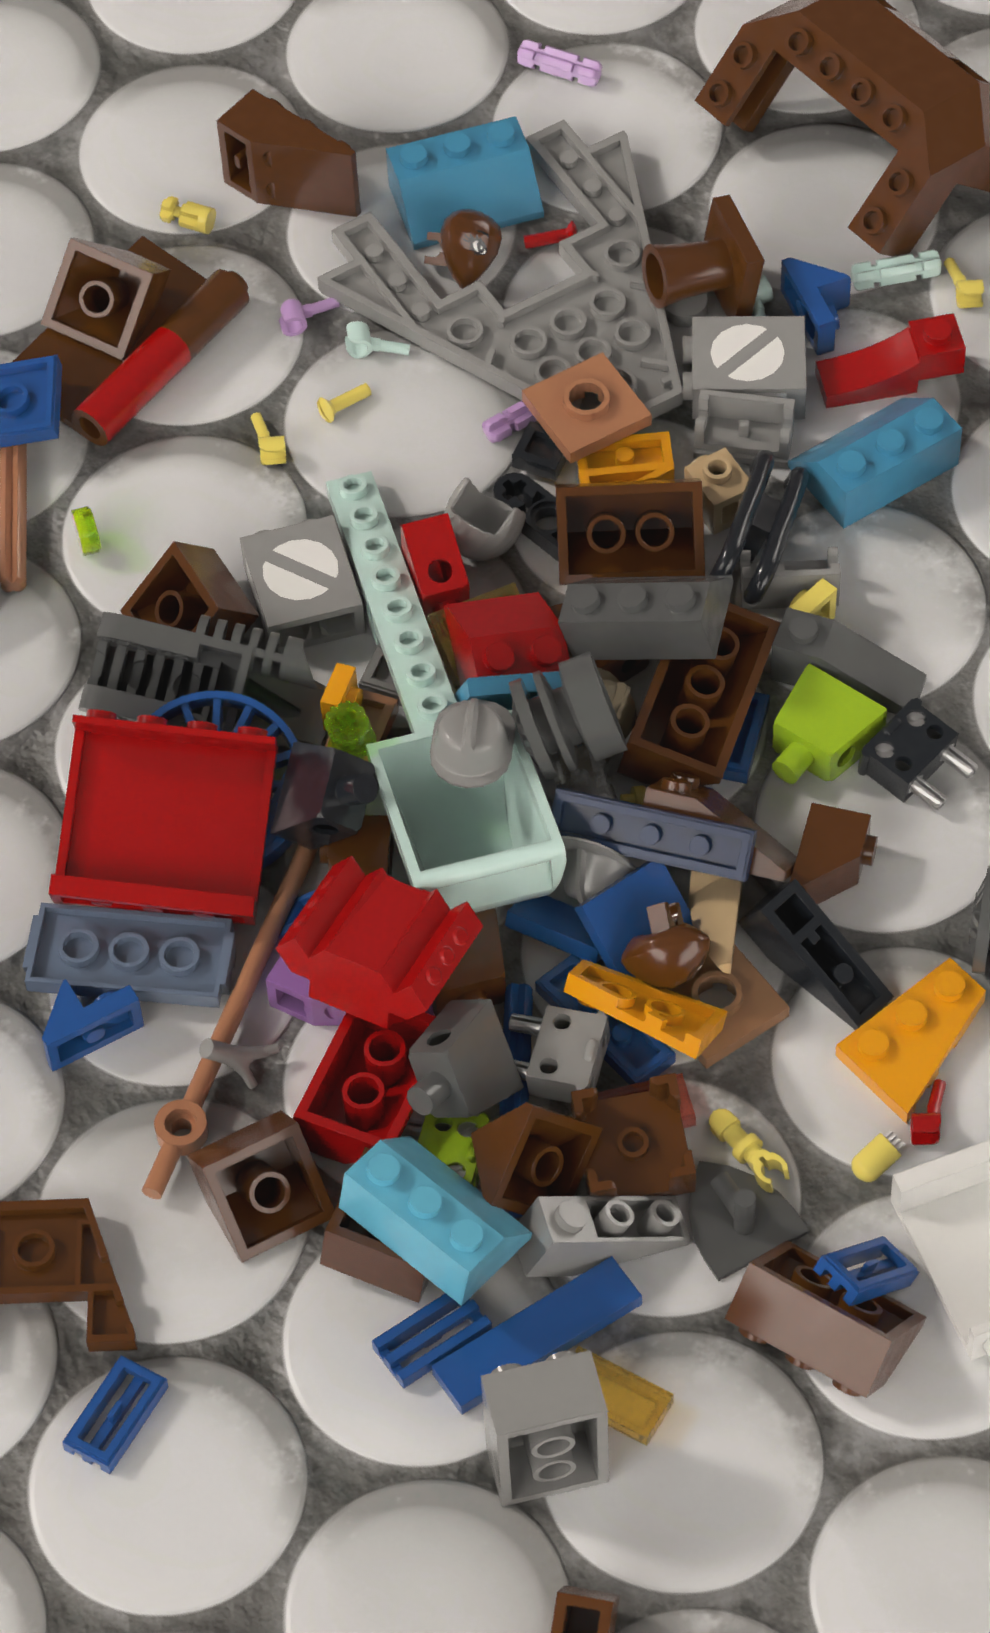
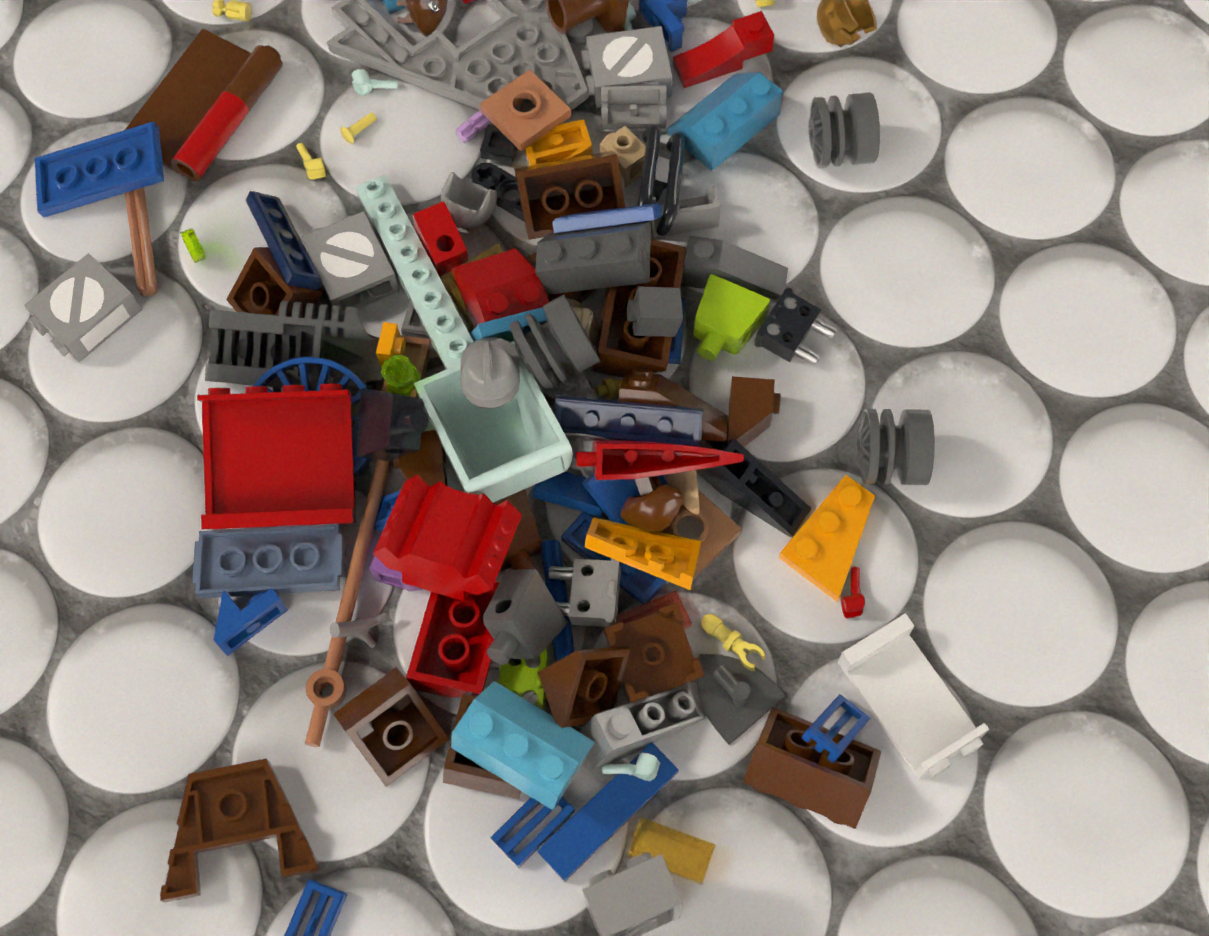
camera: 10 degrees left, 10 degrees up
(104, 296) = (181, 74): reddish brown slope -> none
(214, 539) = (283, 241): none -> dark blue tile
(294, 314) = (315, 70): lavender hand -> none
(594, 1285) = (645, 768): none -> light aqua hand
(673, 565) = (607, 217): none -> tile
(673, 884) = (646, 459): none -> red piece
(717, 699) = (655, 311): none -> dark grey brick
(817, 600) = (705, 228): light yellow plate -> none
(876, 1157) = (822, 632): light yellow piece -> none

